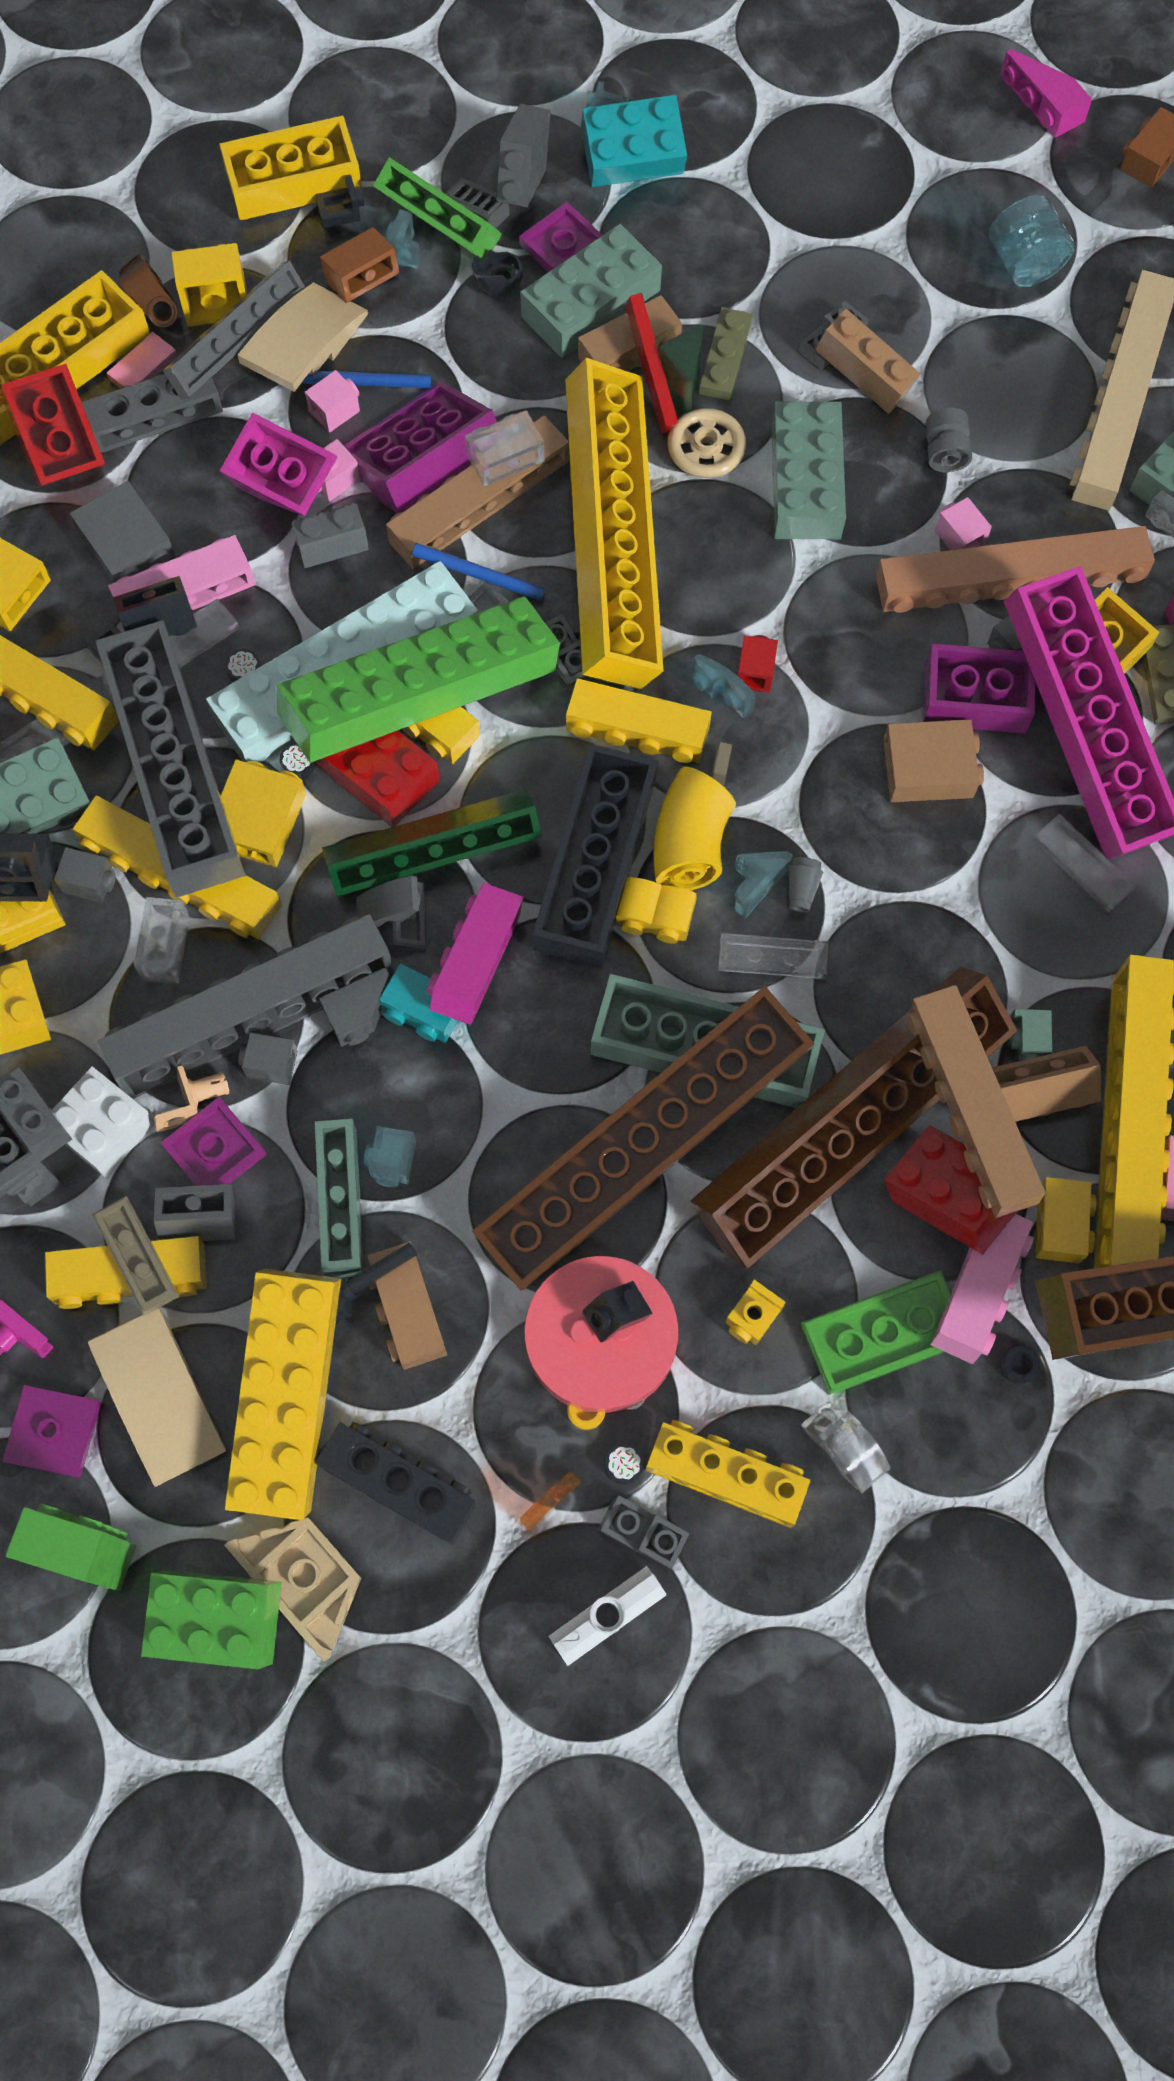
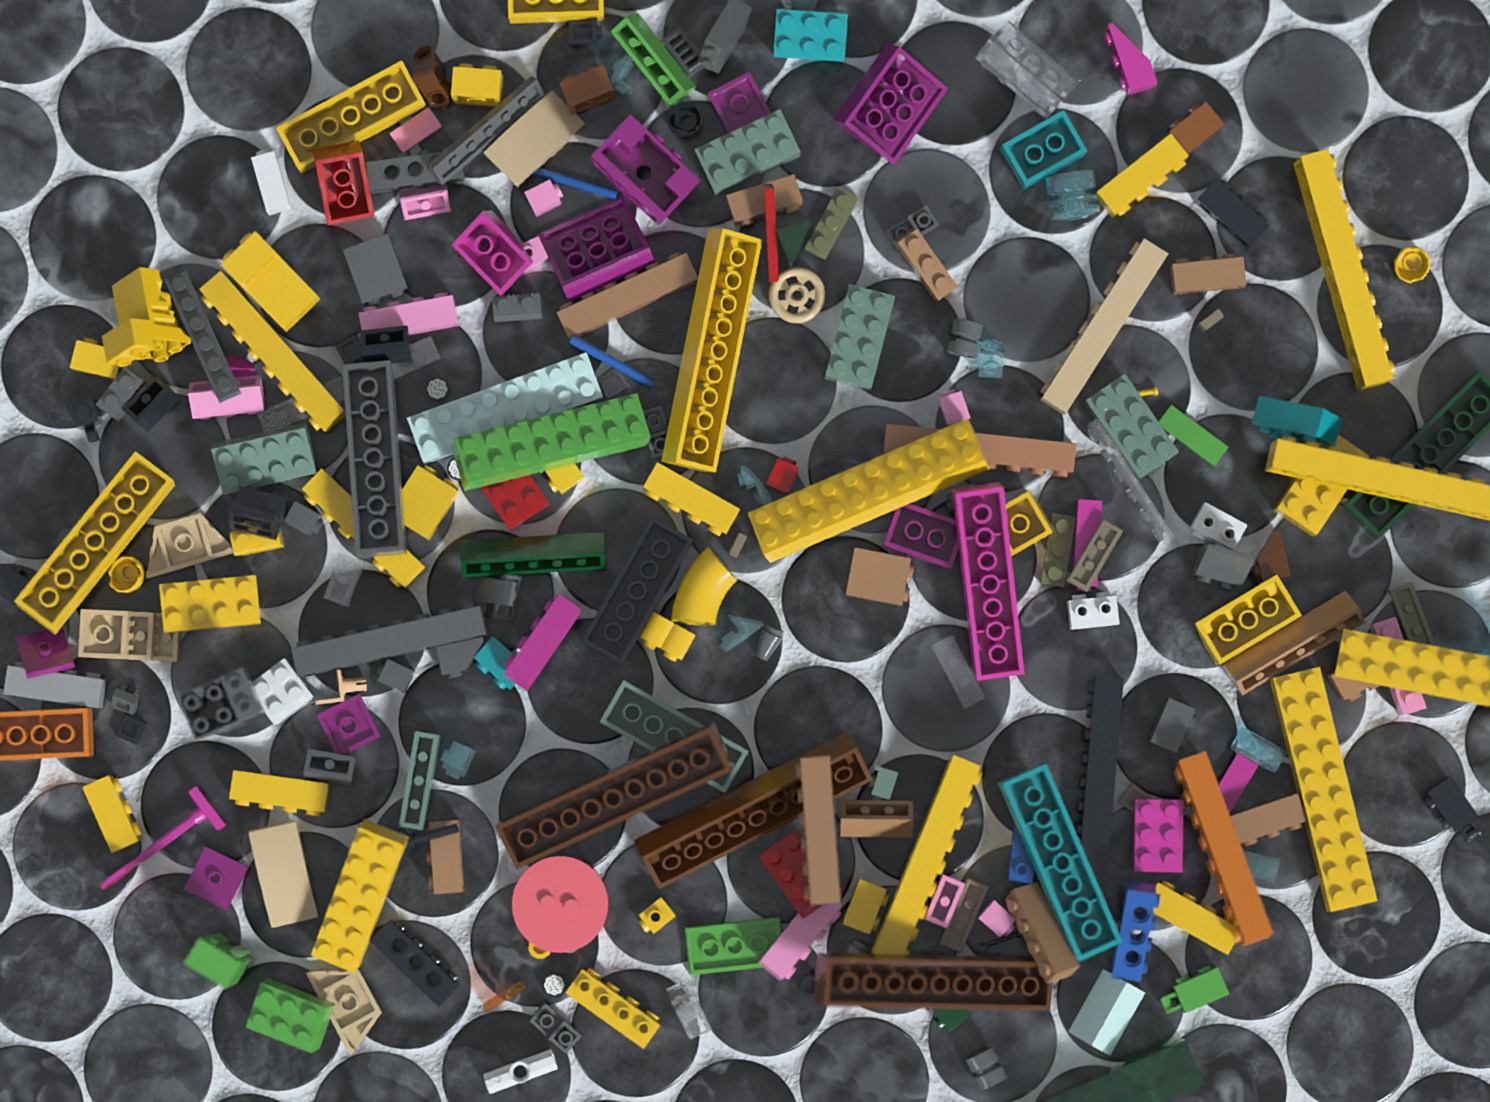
camera: 10 degrees right, 15 degrees up
(135, 1255) = (288, 787): dark tan tile -> none
(174, 445) = (425, 201): none -> bright pink slope
(463, 325) = (635, 148): none -> magenta brick
(504, 447) = (650, 278): clear brick -> none
(616, 1310) = (571, 896): black bracket -> none
(759, 199) = (890, 103): none -> magenta slope
(773, 955) = (735, 685): clear tile -> none
(886, 638) = (868, 490): none -> yellow brick
(918, 129) = (1027, 69): none -> clear slope
(970, 200) = (1043, 149): none -> teal brick
(992, 461) = (990, 359): none -> clear light blue bracket
(1111, 207) = (1141, 175): none -> yellow brick

